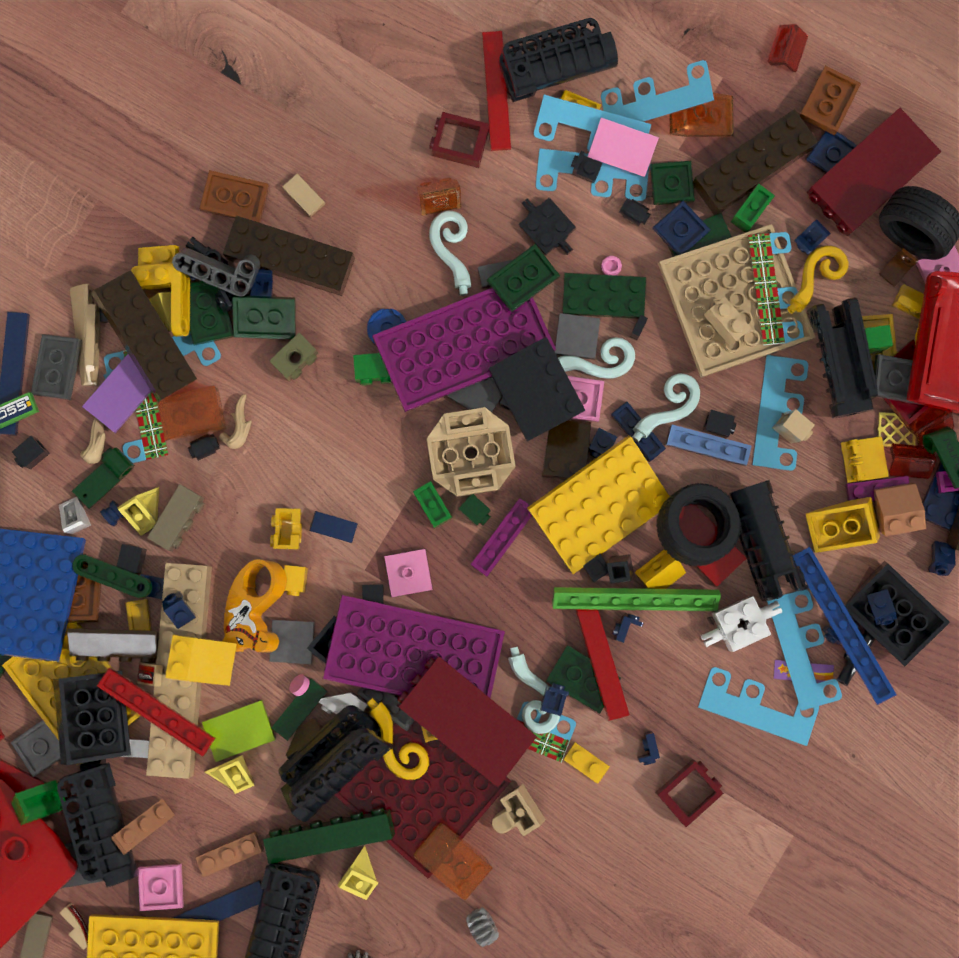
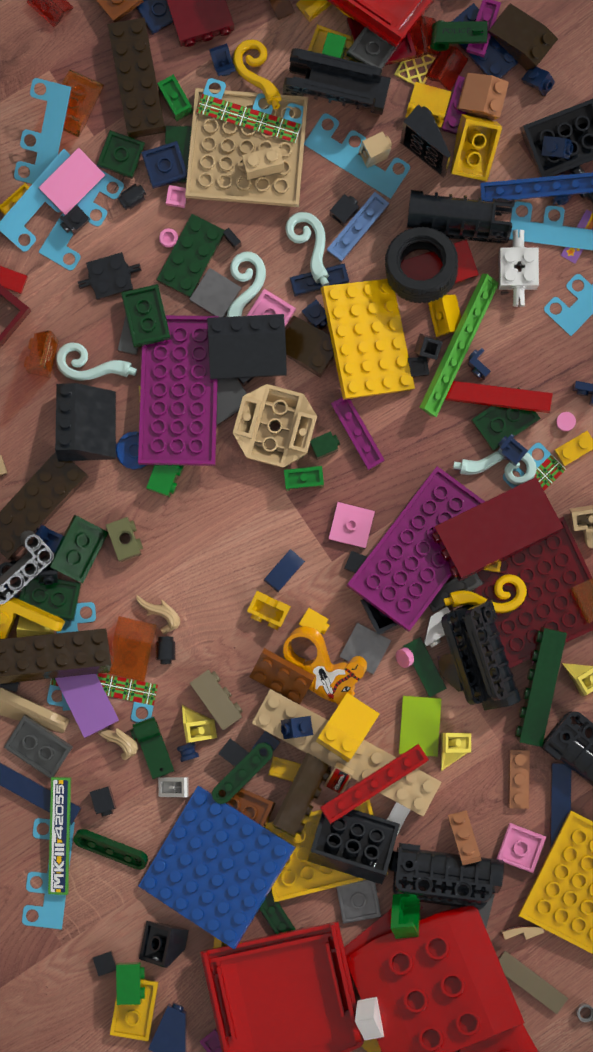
camera: 60 degrees left, 0 degrees up
(226, 572) = (282, 676): none -> dark orange plate
(389, 266) = (85, 423): none -> black slope
(608, 740) = (565, 421): none -> bright pink tile
(655, 254) = (176, 196): none -> bright pink plate
(826, 470) = (425, 140): none -> black slope

